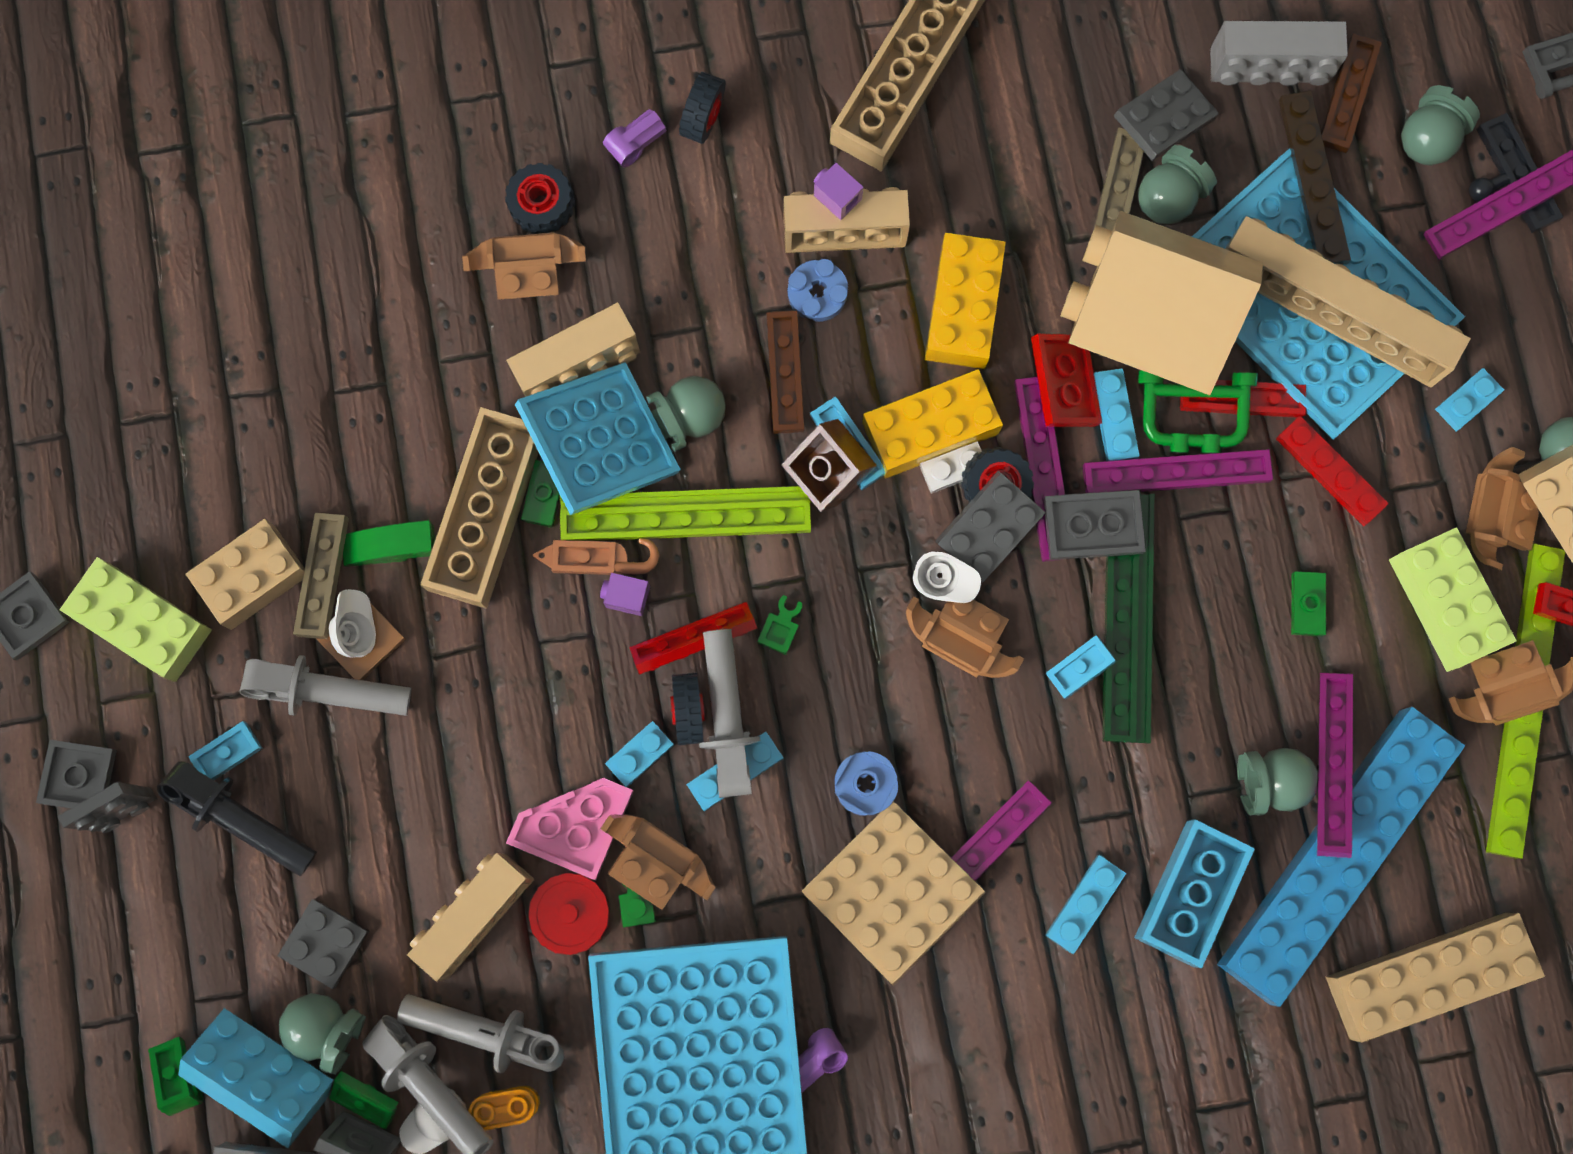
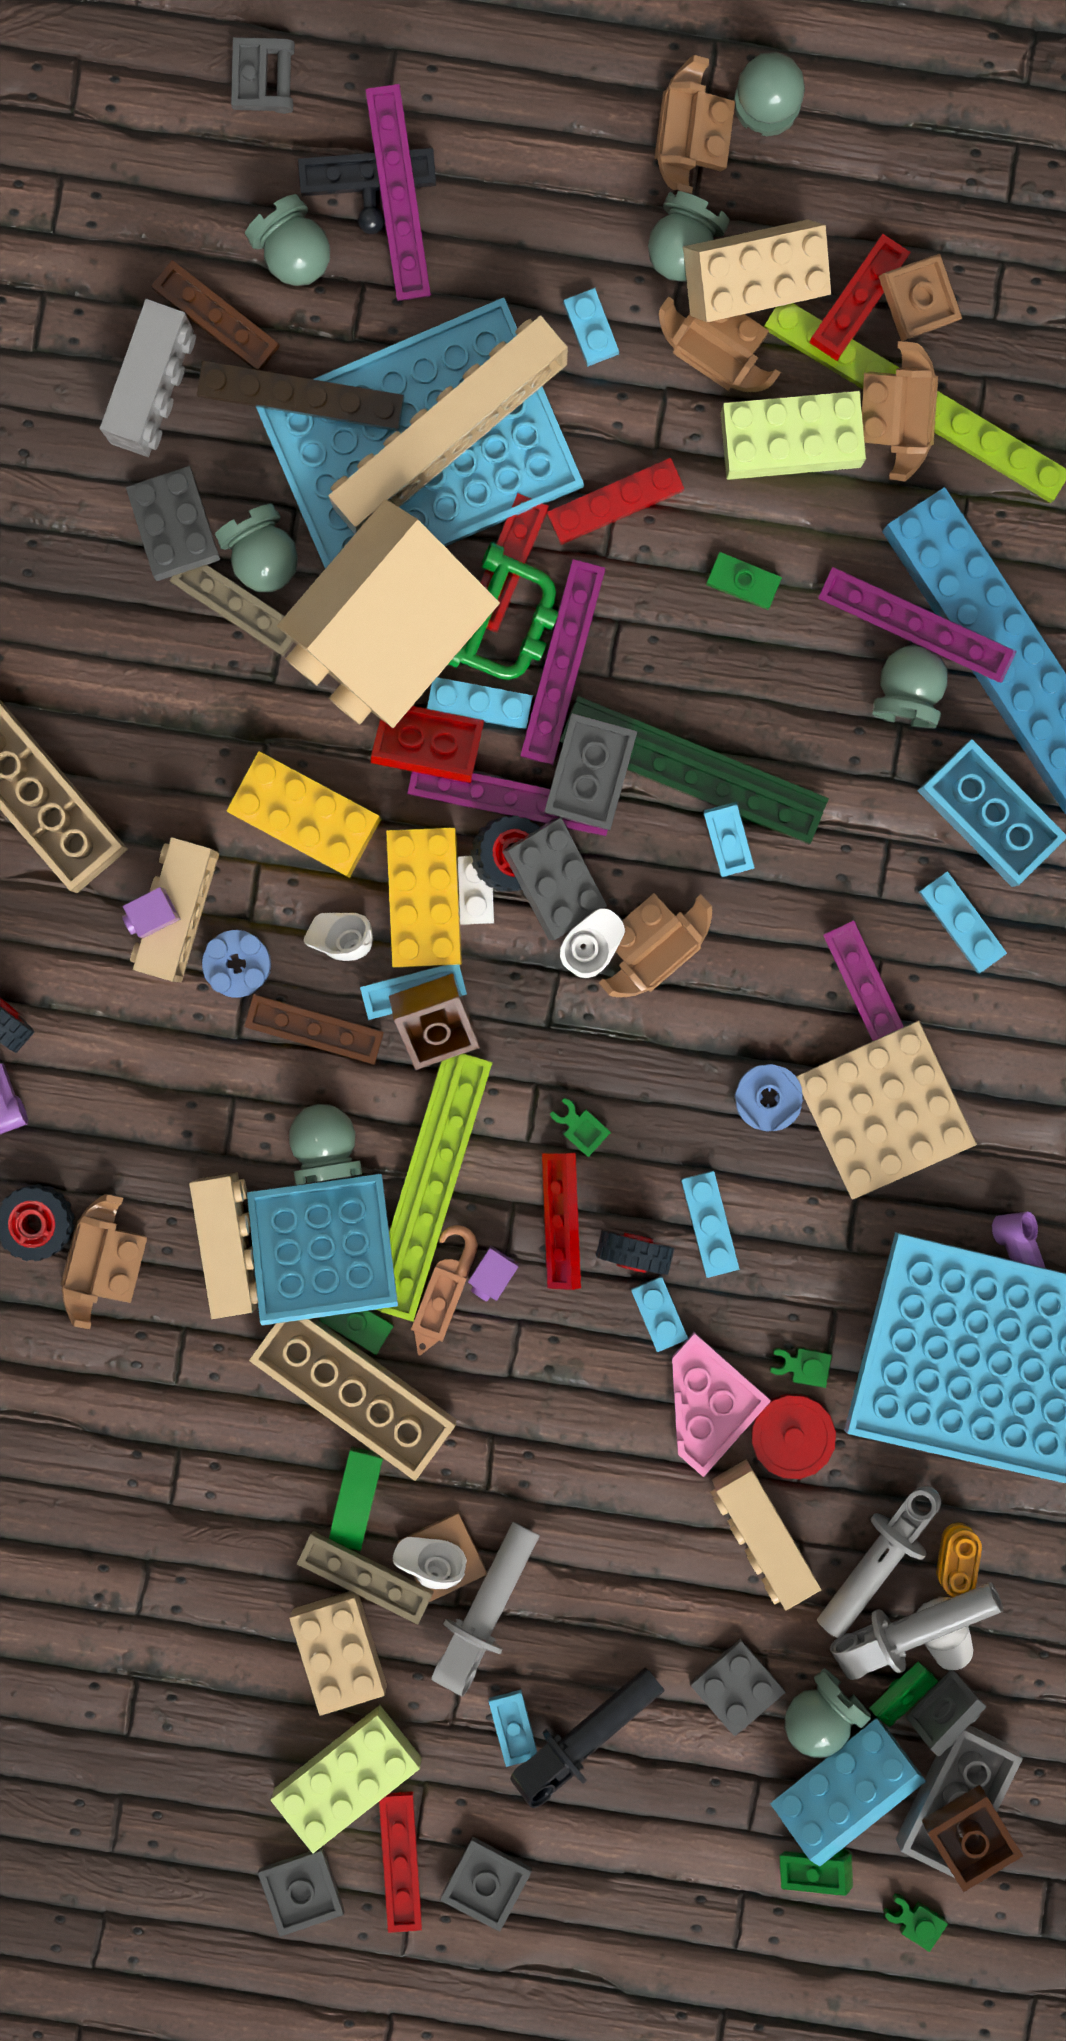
camera: 65 degrees left, 10 degrees up
(74, 694) = (400, 1862): none -> red plate
(108, 807) = (536, 1861): dark grey plate -> none
(654, 861) = (773, 1335): medium nougat plate -> none
(728, 737) = (679, 1220): light grey piece -> none
(873, 366) = (340, 935): none -> white cap

